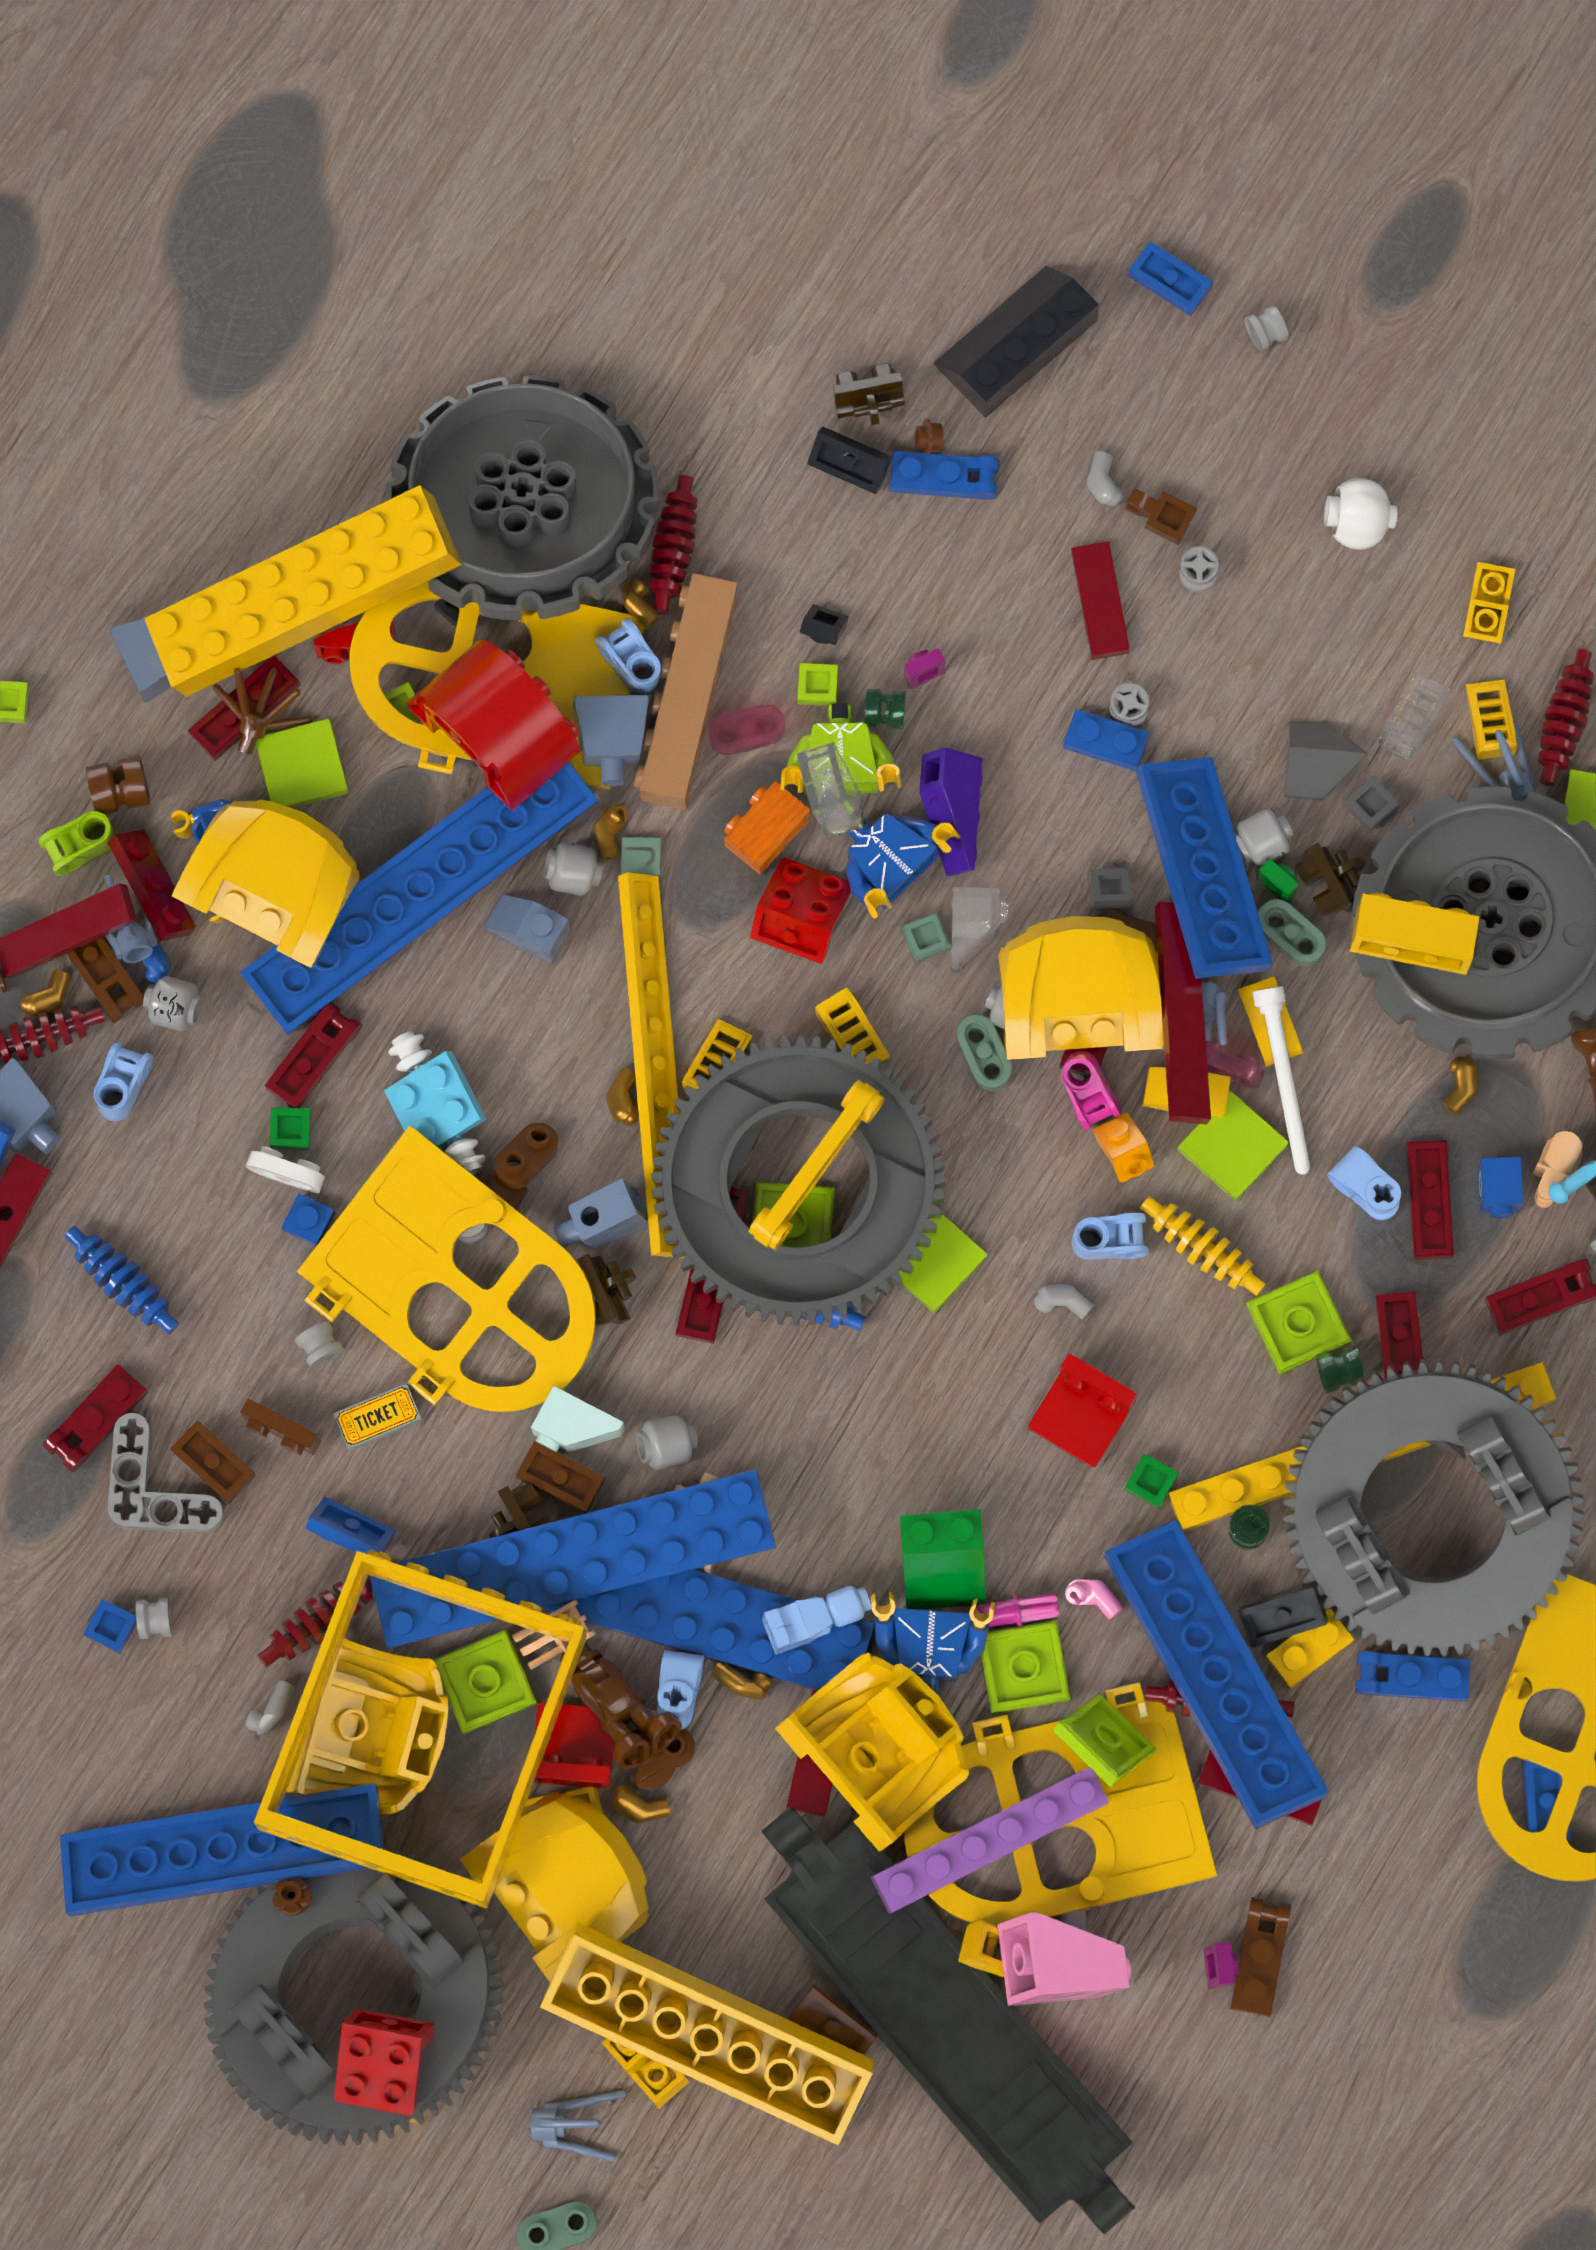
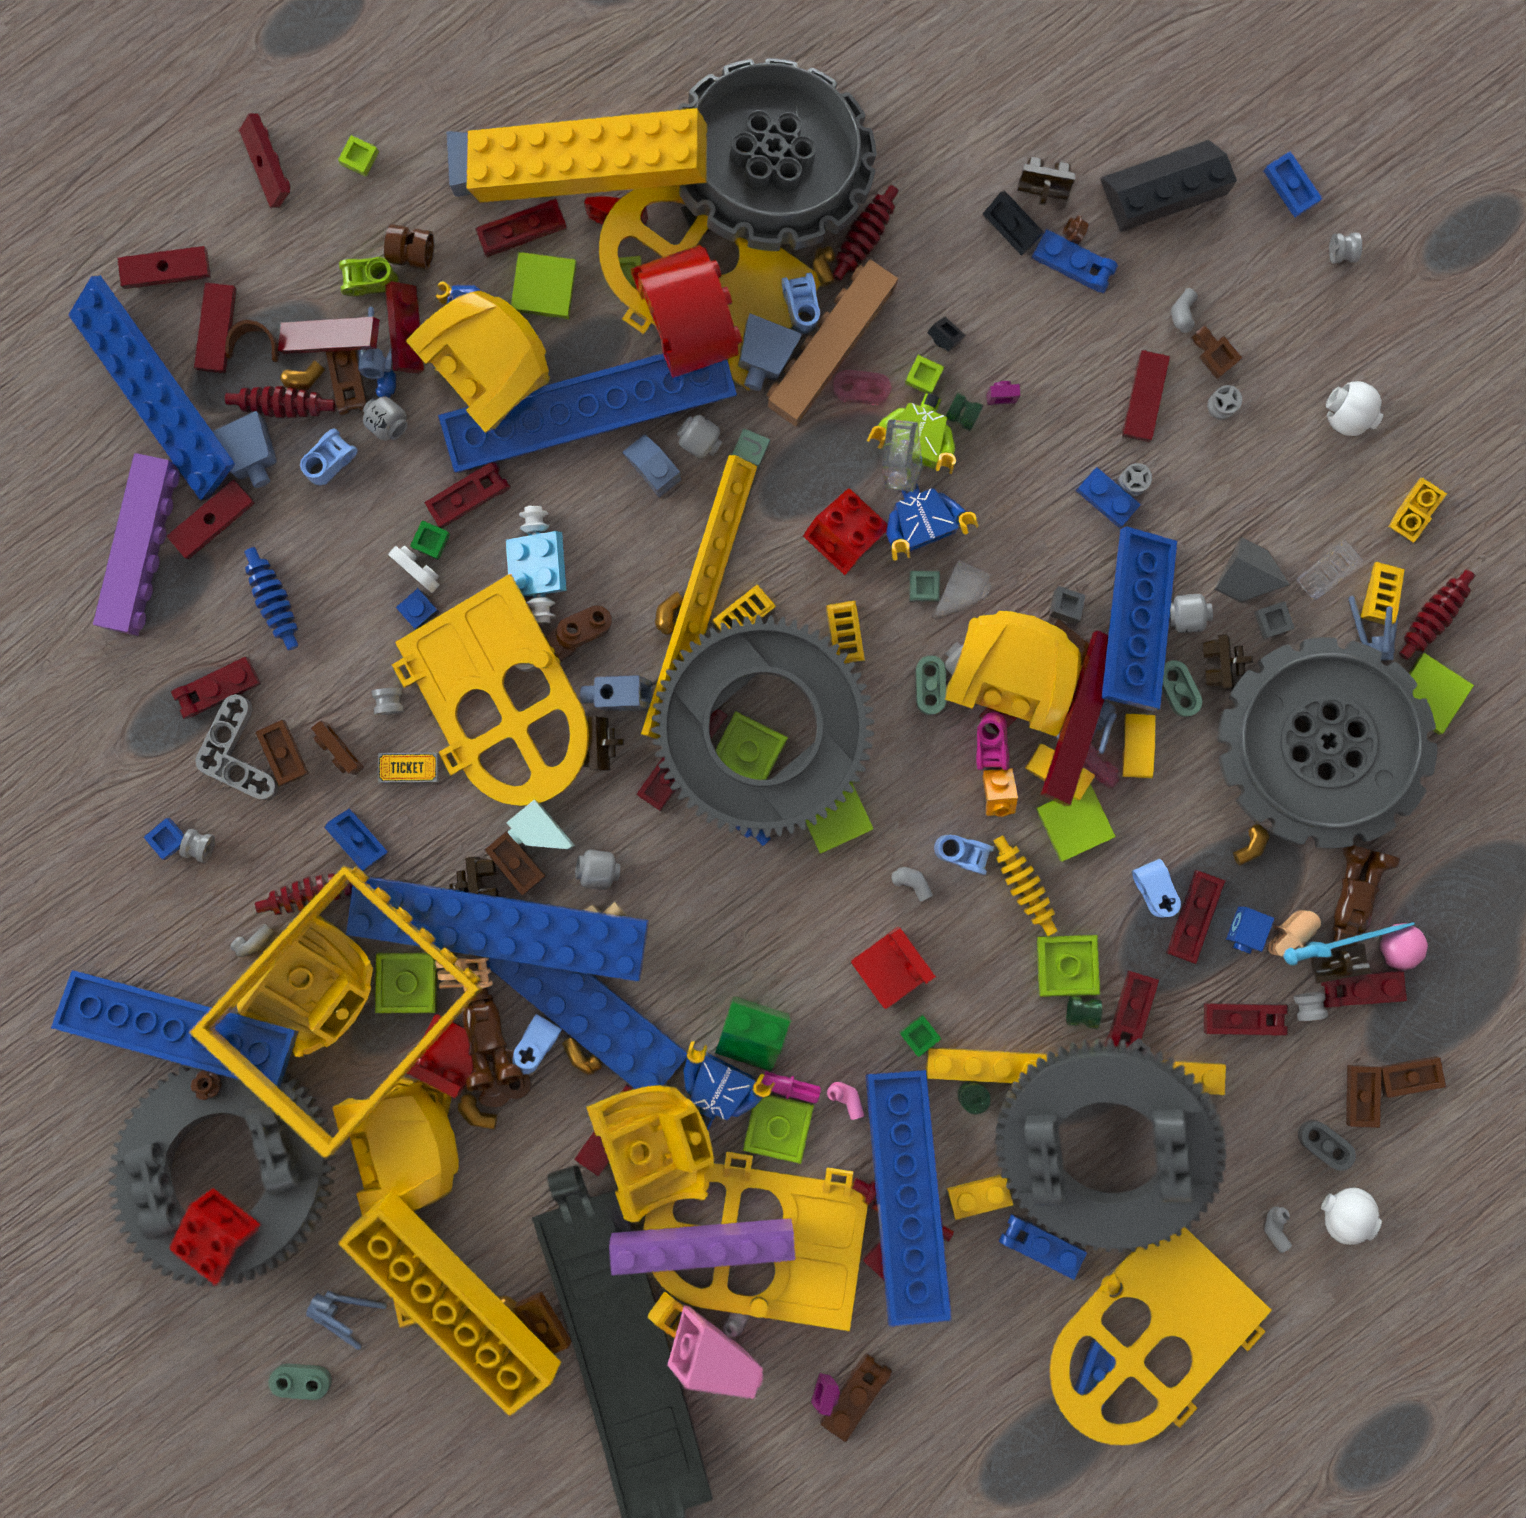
camera: 15 degrees right, 10 degrees up
(255, 723) = (522, 241): reddish brown plant -> none
(607, 828) = (734, 418): pearl gold arm -> none
(766, 827) = (846, 462): orange brick -> none
(773, 1224) = (730, 754): yellow piece -> none
(813, 1617) = (645, 1039): light blue piece -> none
(952, 795) = (983, 494): dark purple slope -> none
(1104, 1740) = (810, 1210): lime tile -> none
(1270, 1005) = (1145, 737): white piece -> none
(1279, 880) = (1187, 648): green plate -> none
(1283, 1615) = (971, 1170): black plate -> none
(1414, 933) = (1273, 732): yellow brick -> none

